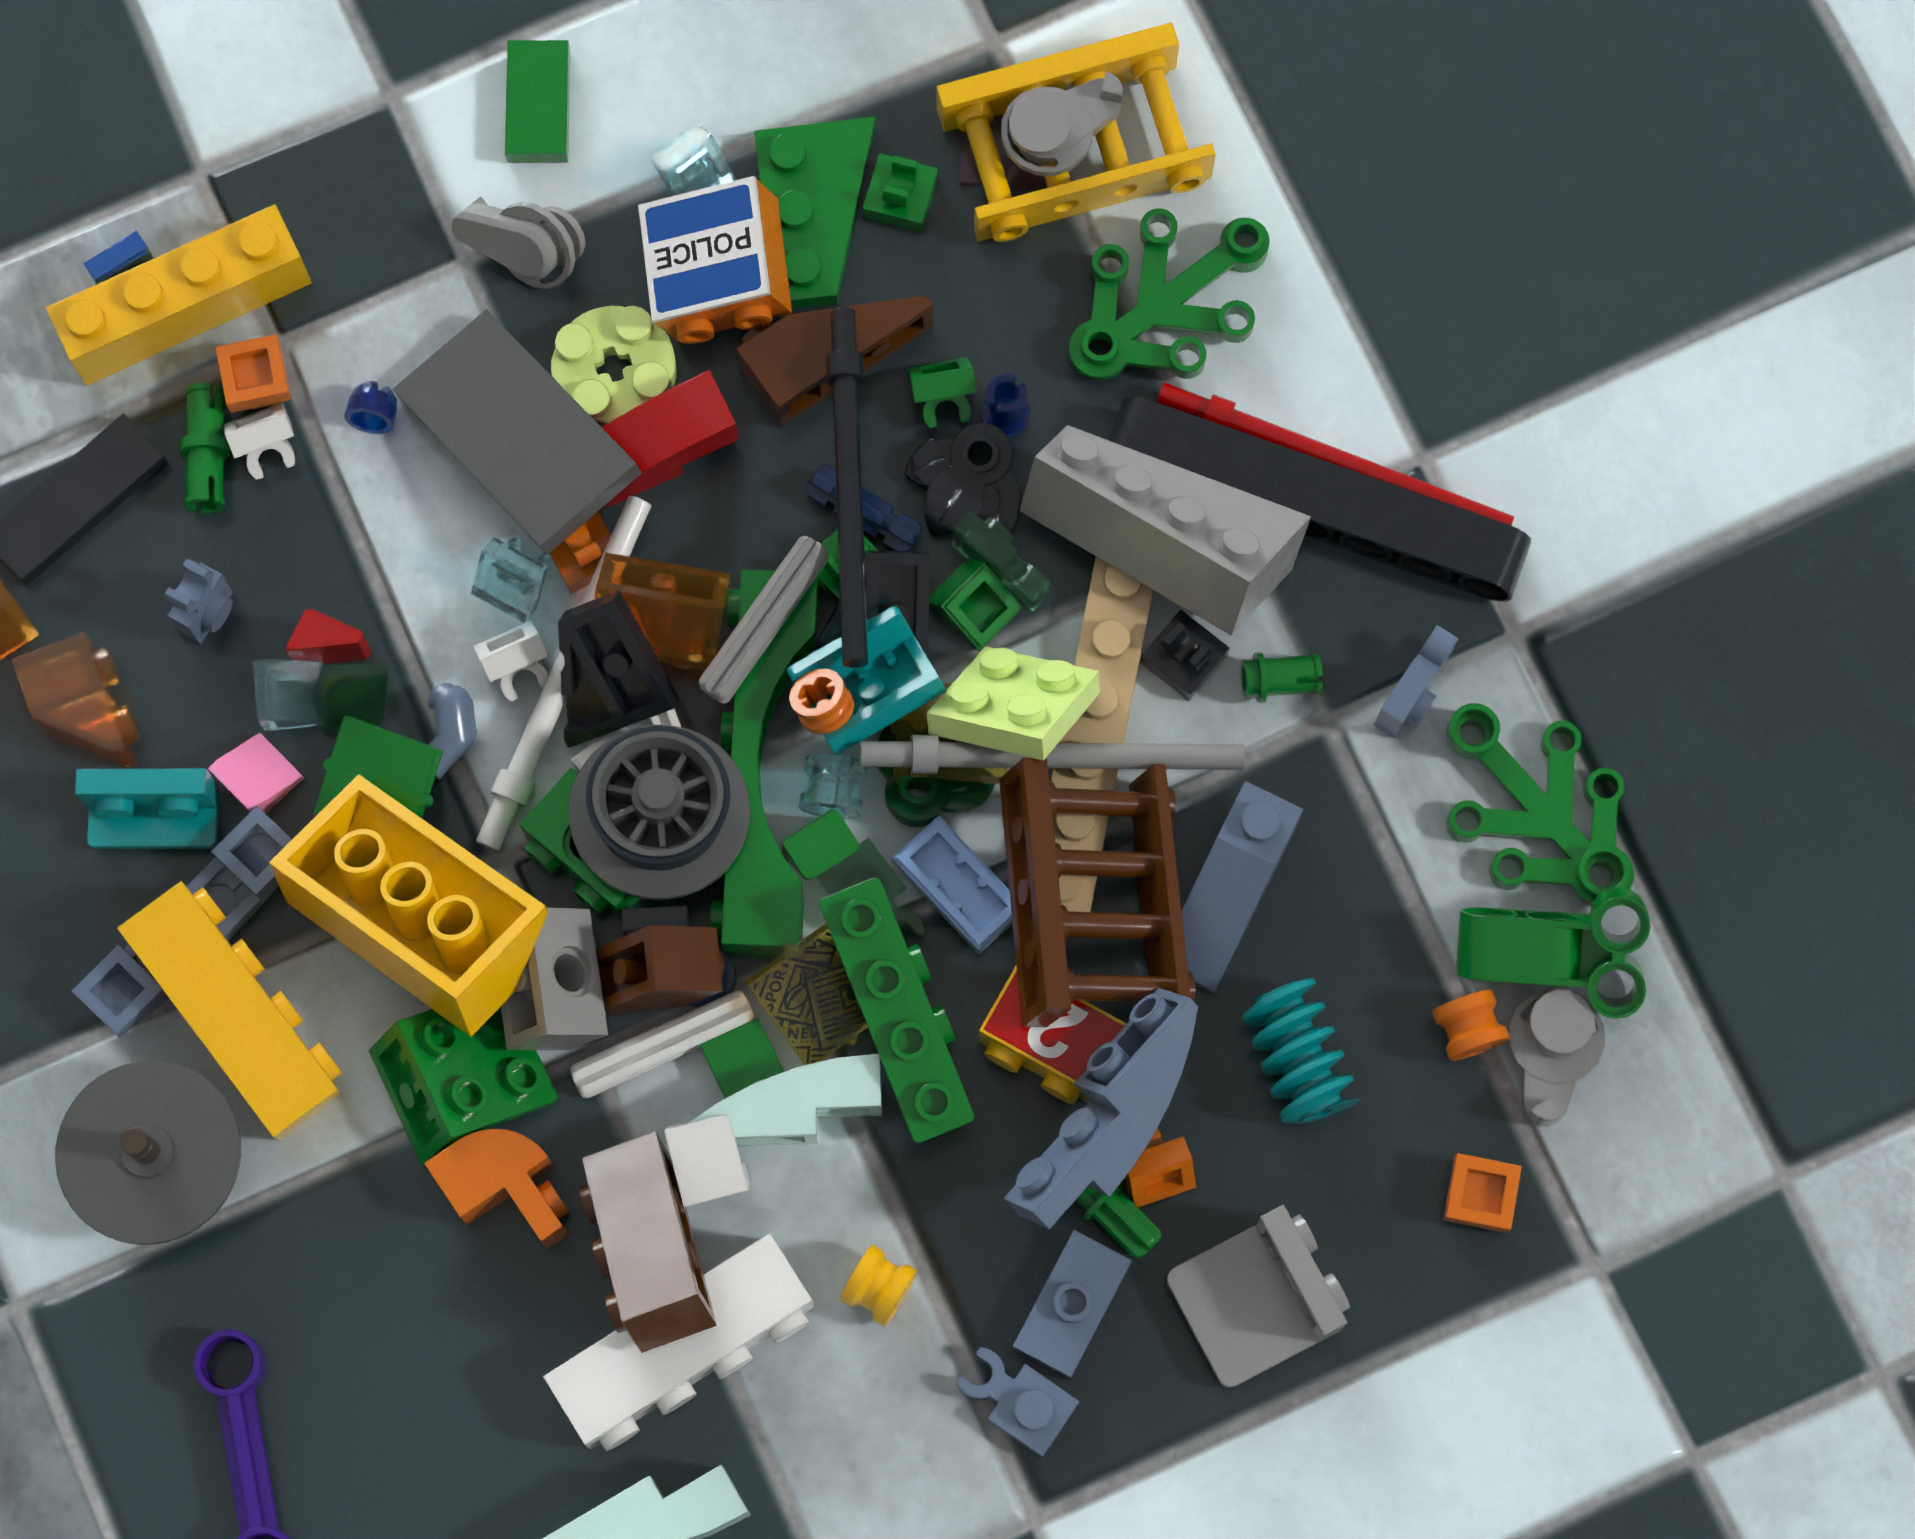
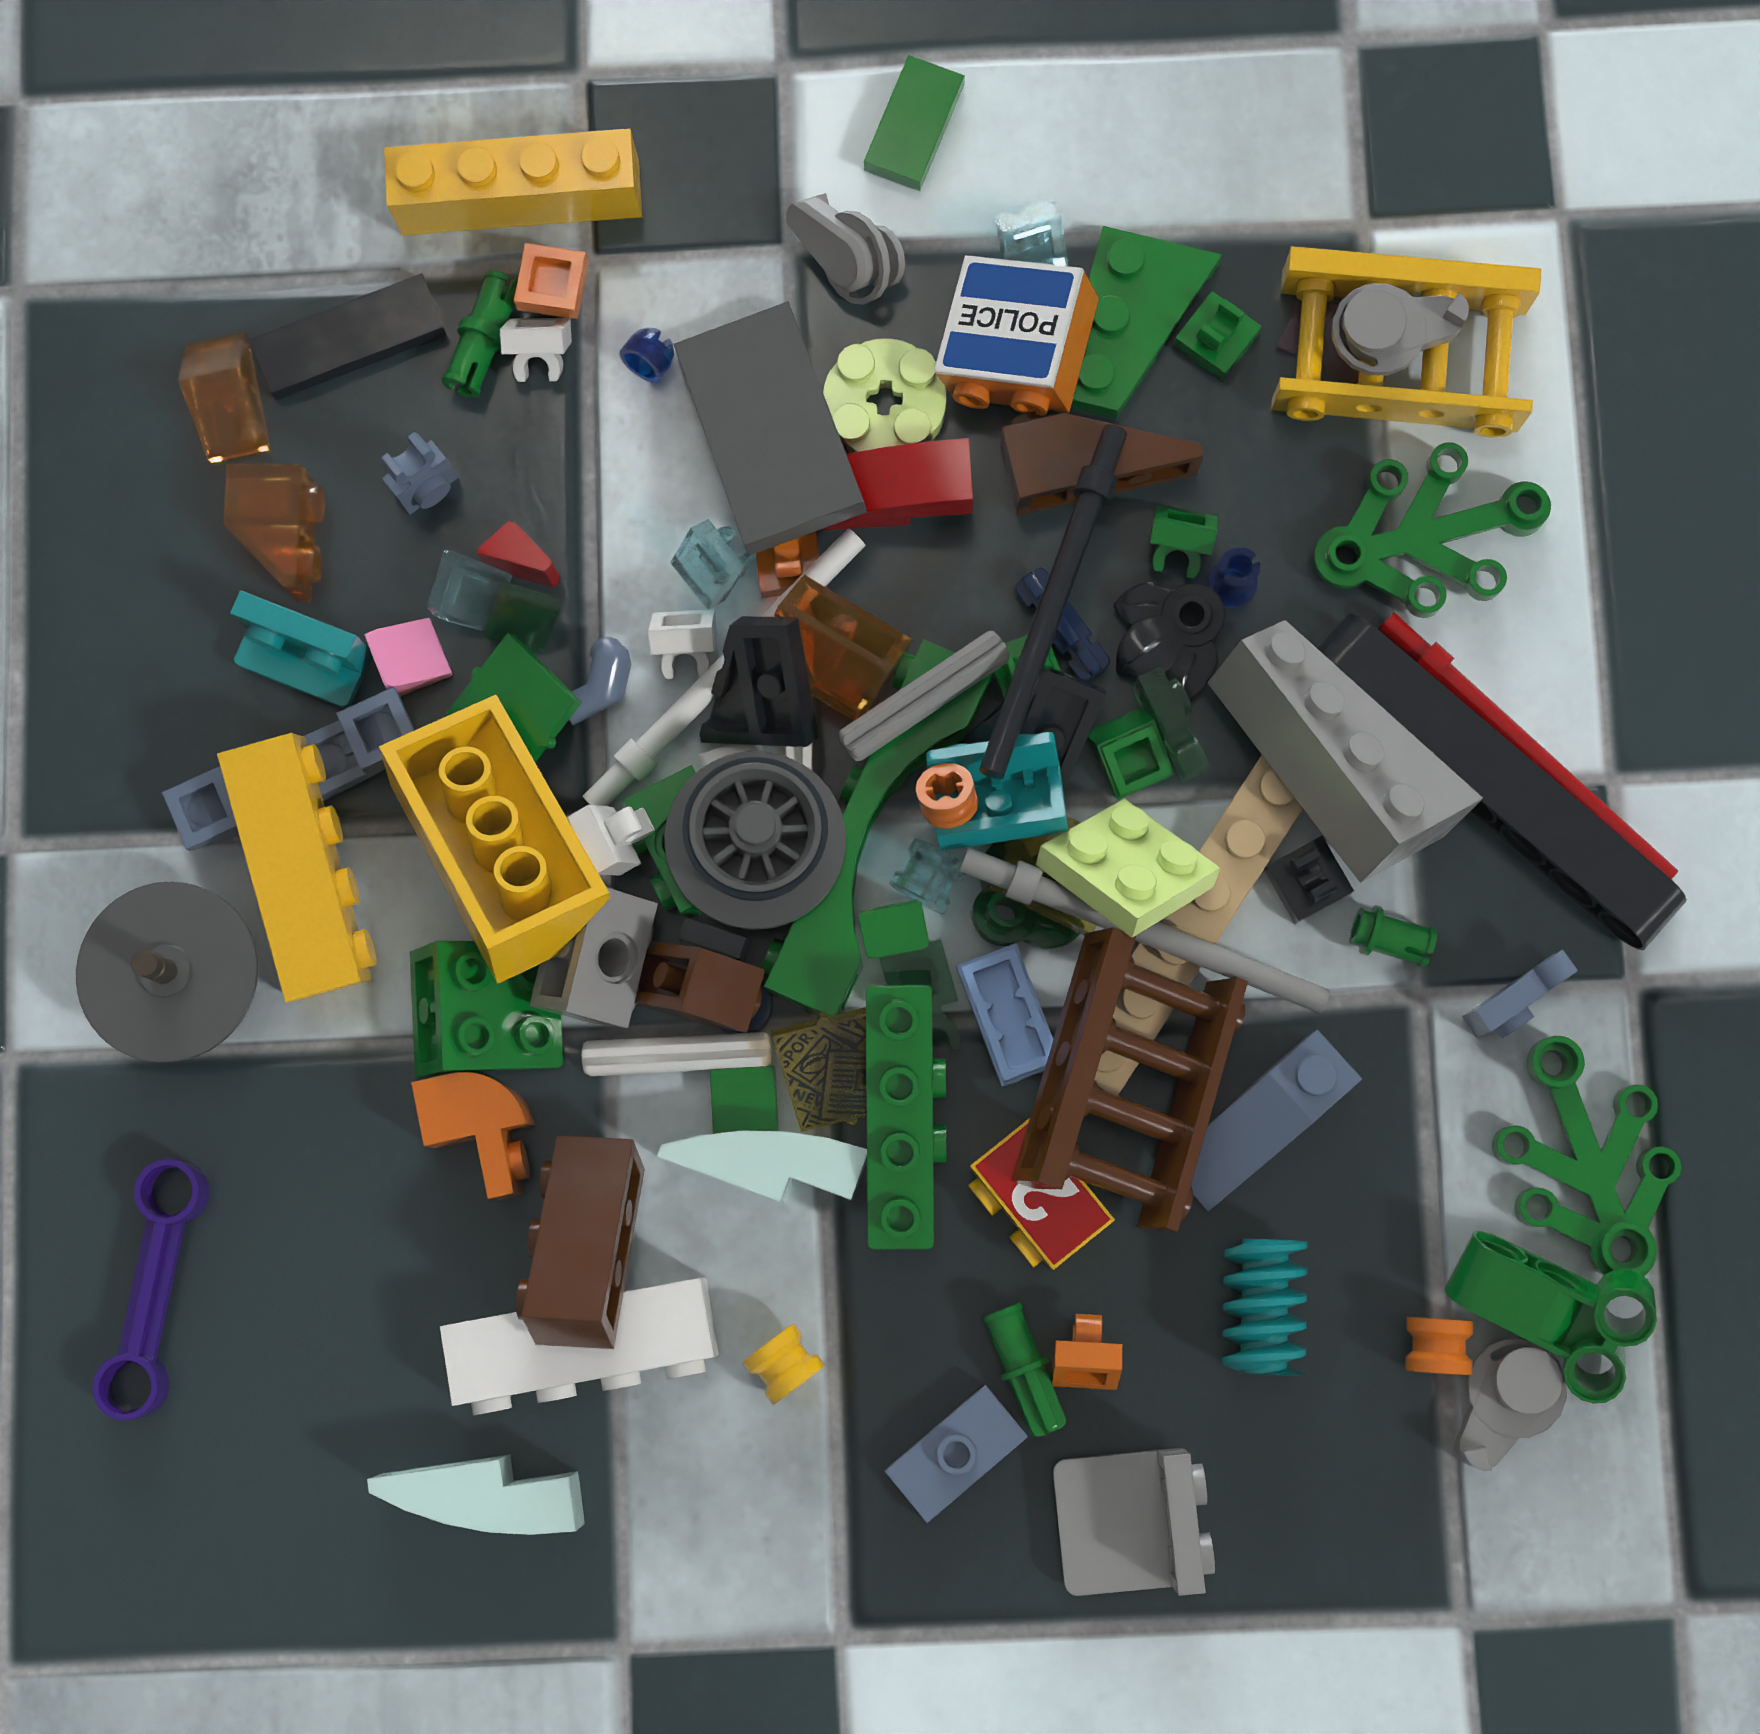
camera: 30 degrees right, 5 degrees up
(118, 258) = (471, 126): blue tile -> none
(523, 858) = (610, 836): none -> white tile
(706, 1160) = (669, 1184): white panel -> none
(1027, 1407) = (877, 1530): sand blue plate -> none
(1127, 1094) = (1085, 1288): sand blue slope -> none
(1482, 1193) = (1385, 1509): orange plate -> none

